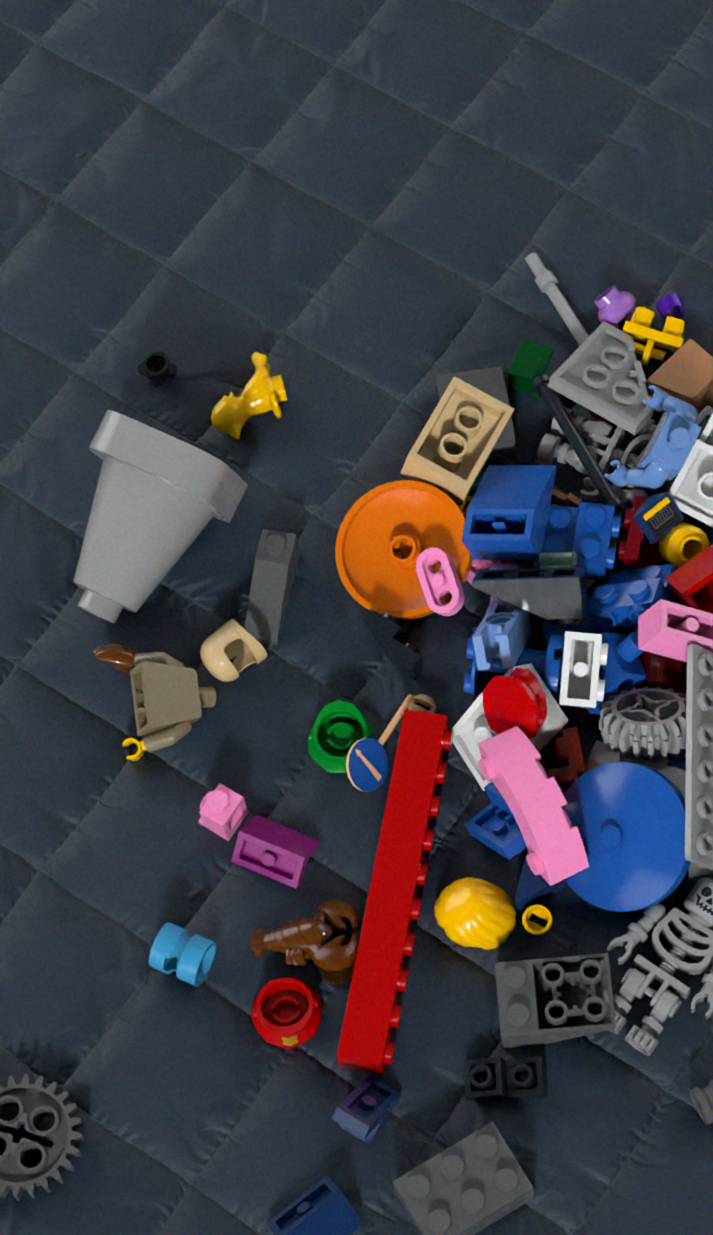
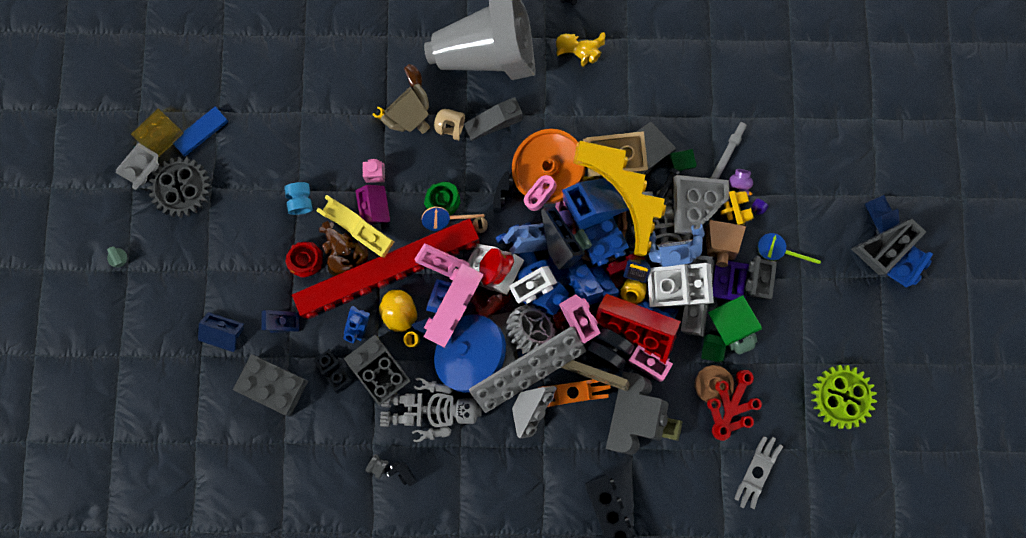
camera: 45 degrees right, 15 degrees up
(296, 889) = (356, 226): none -> light yellow piece
(445, 792) = (438, 260): none -> bright pink plate
(455, 988) = (356, 325): none -> blue hips
(524, 441) = (643, 208): none -> yellow arch

